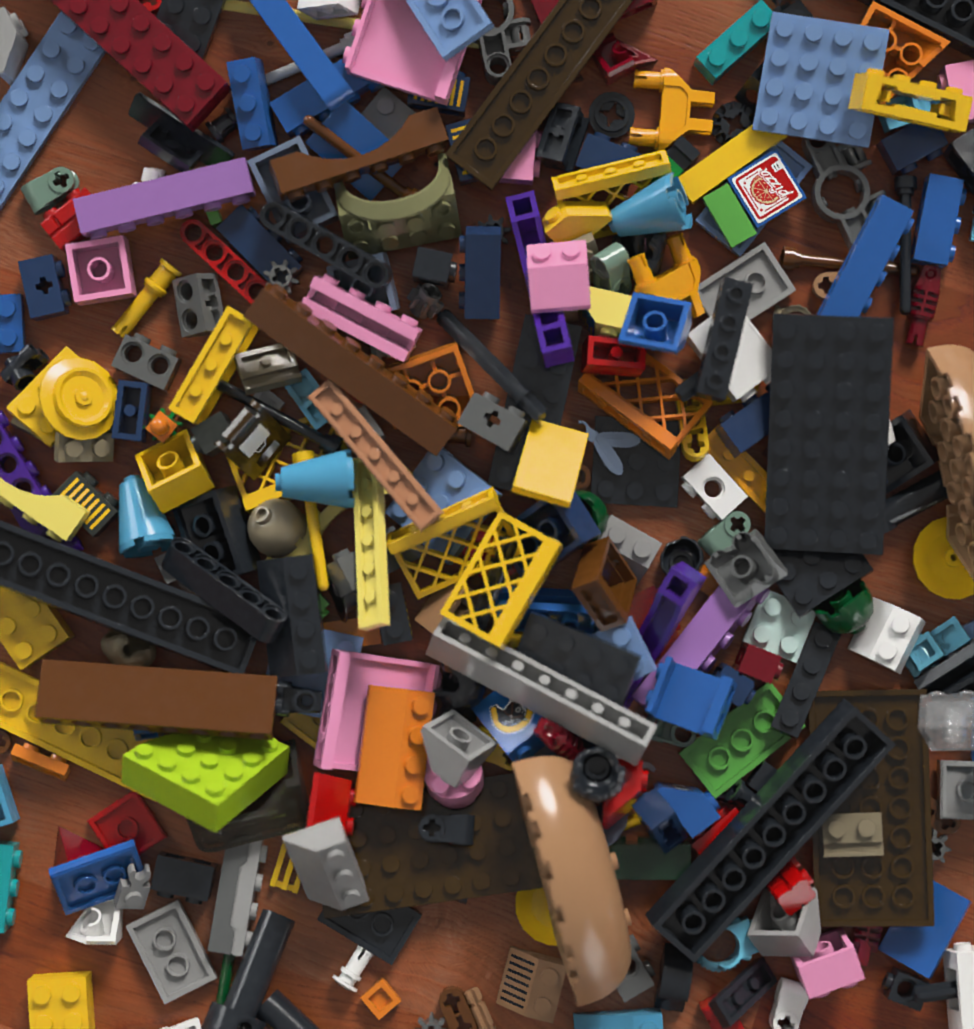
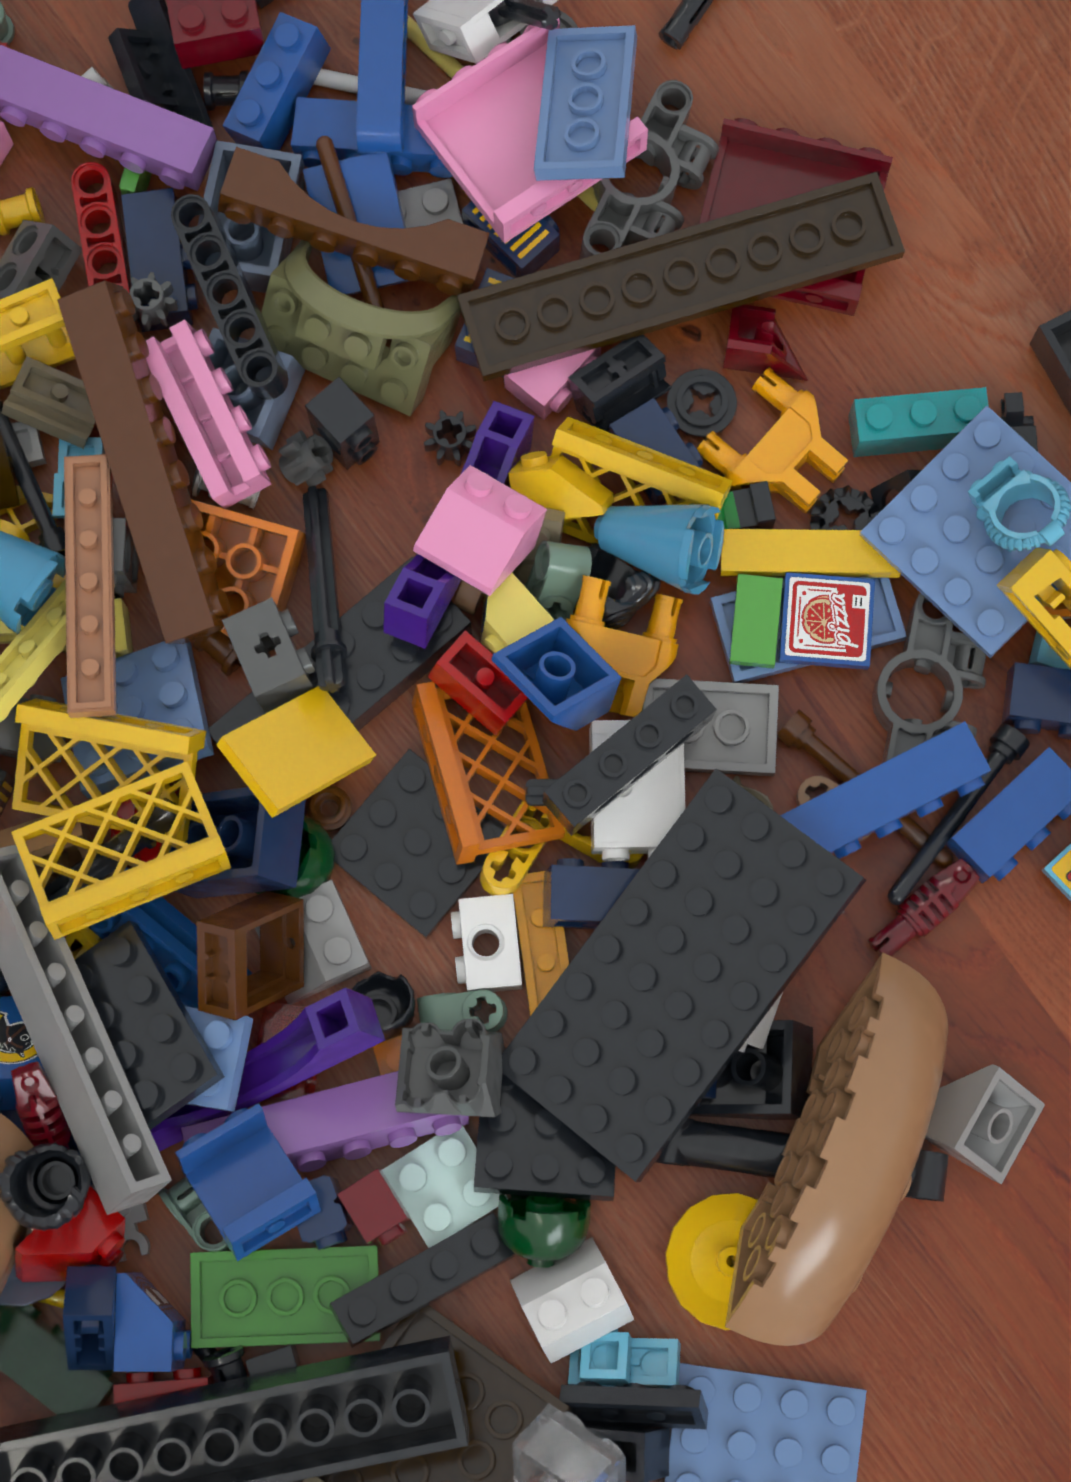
camera: 35 degrees right, 10 degrees down
(481, 272) = (397, 470): dark blue brick -> none
(605, 441) = (394, 787): sand blue piece -> none
(816, 49) = (1008, 485): none -> medium azure piece

